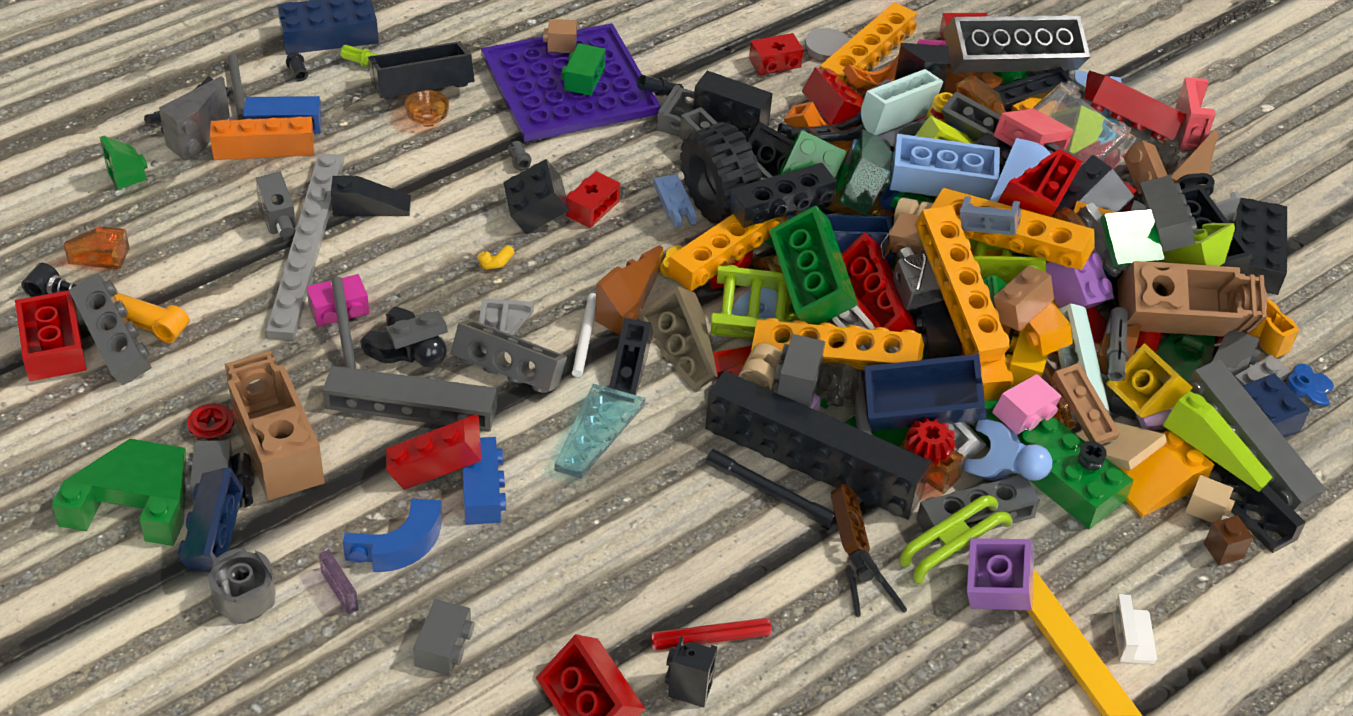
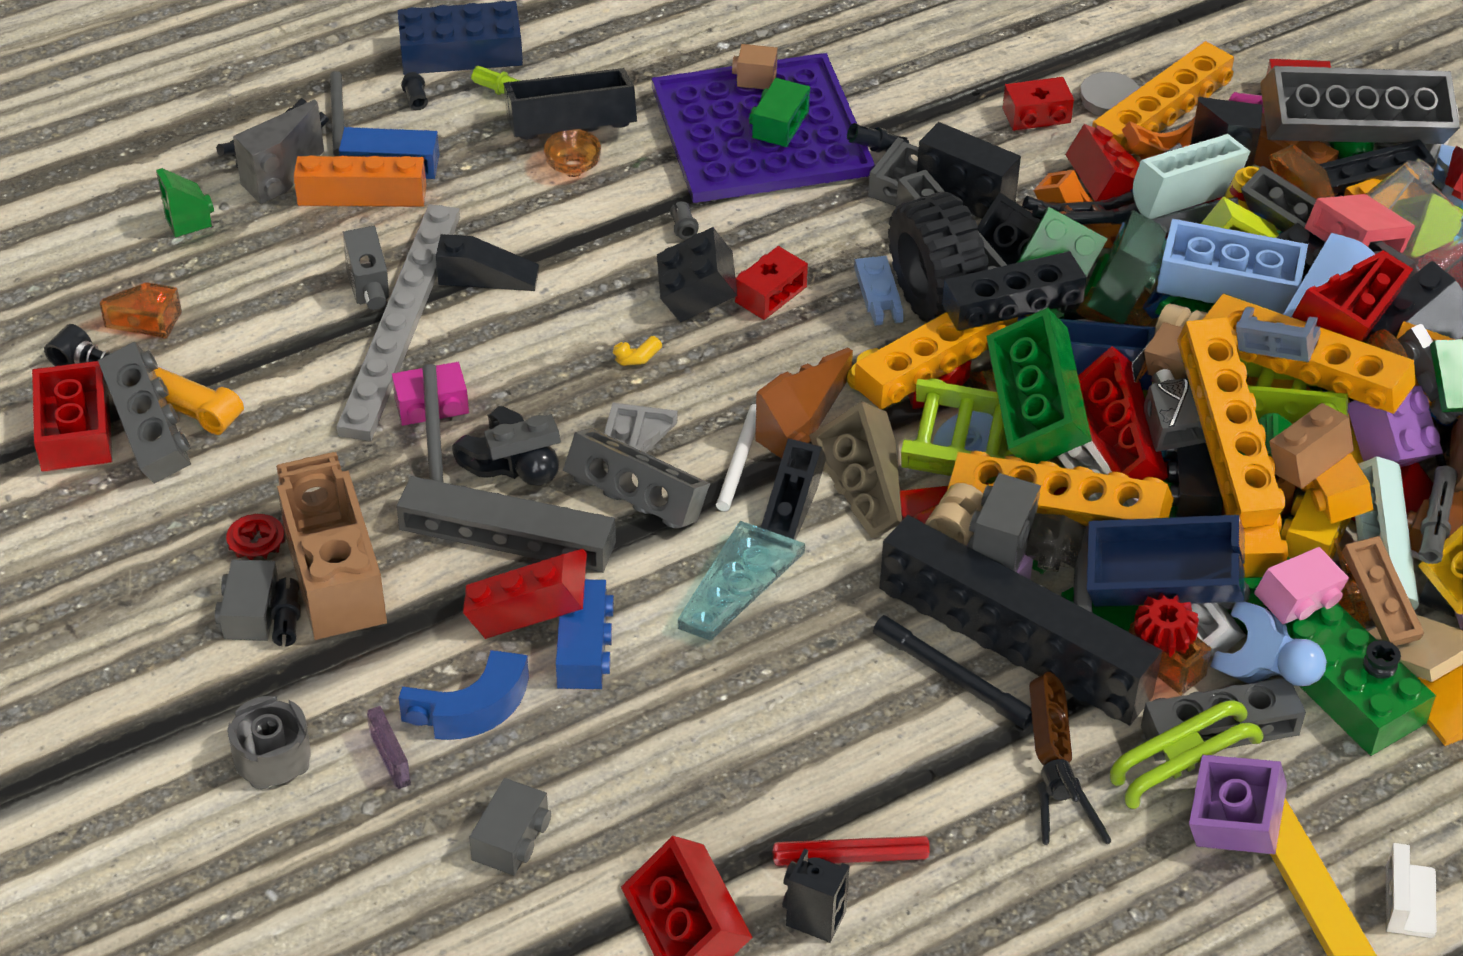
camera: 10 degrees right, 0 degrees up
(132, 476) = (152, 597): green wedge -> none
(212, 519) = (241, 657): dark blue slope -> none

